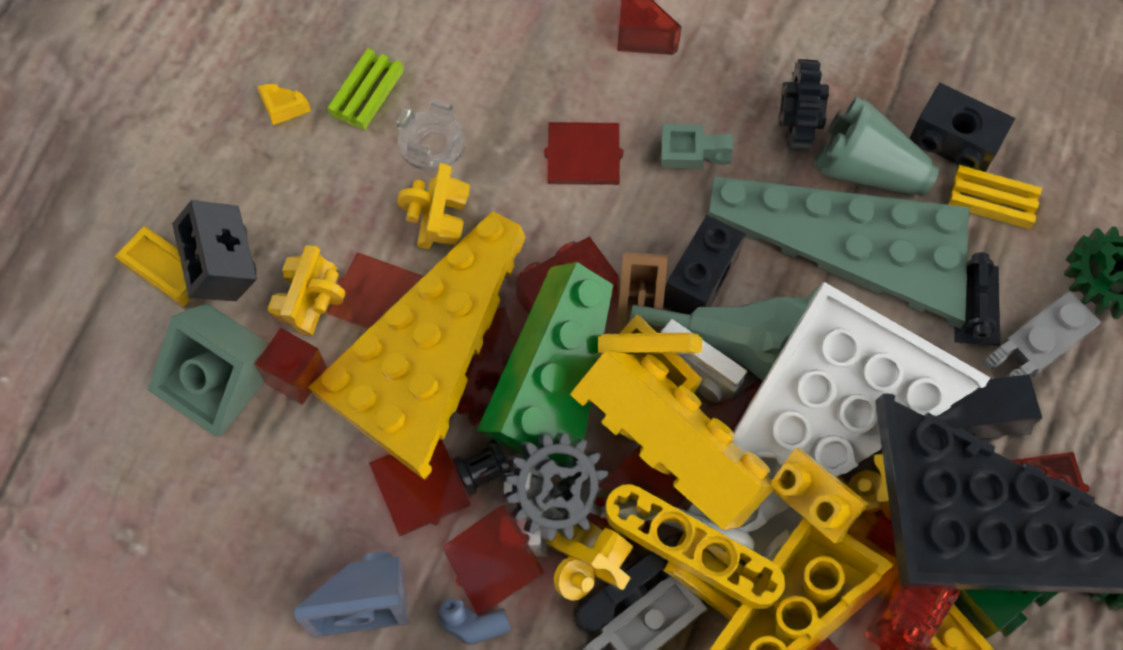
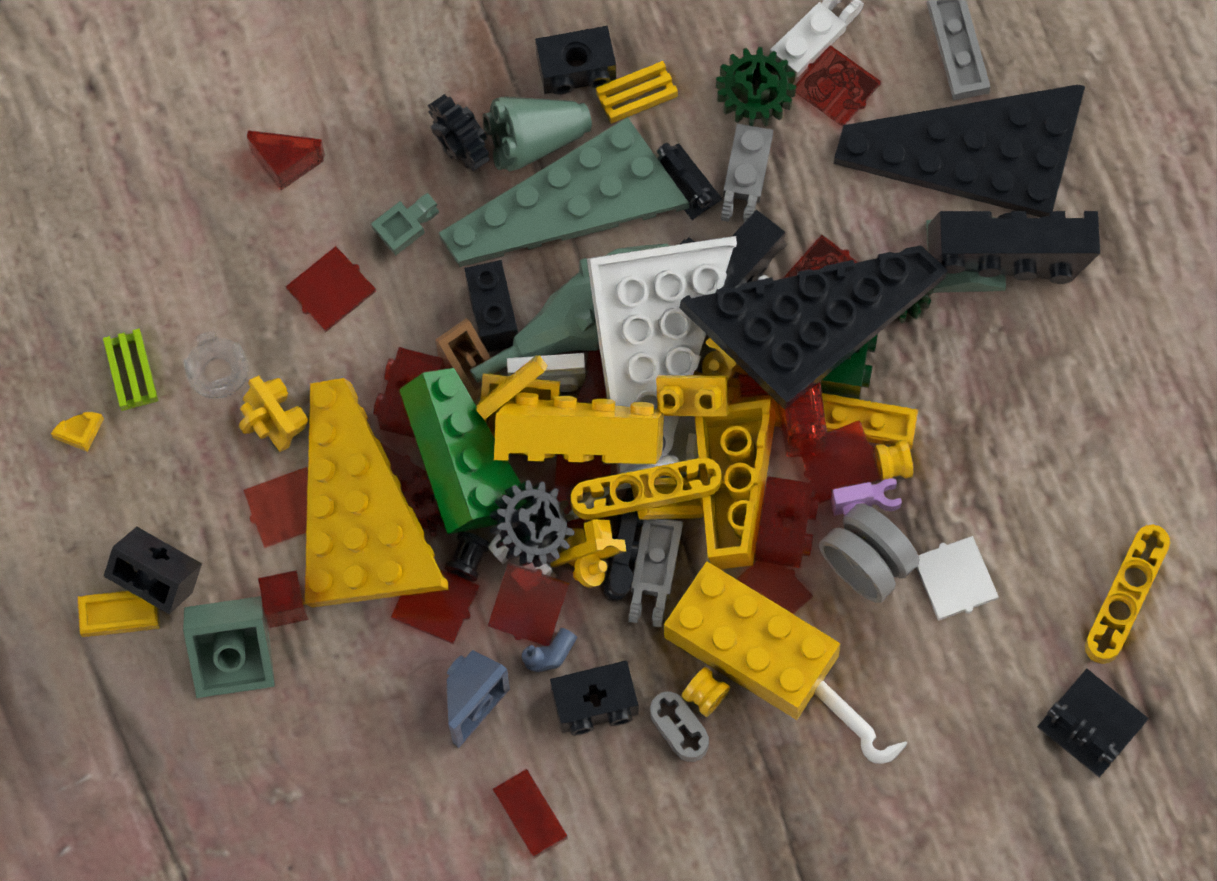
camera: 40 degrees left, 5 degrees up
(310, 292) = (246, 540): yellow hips -> none

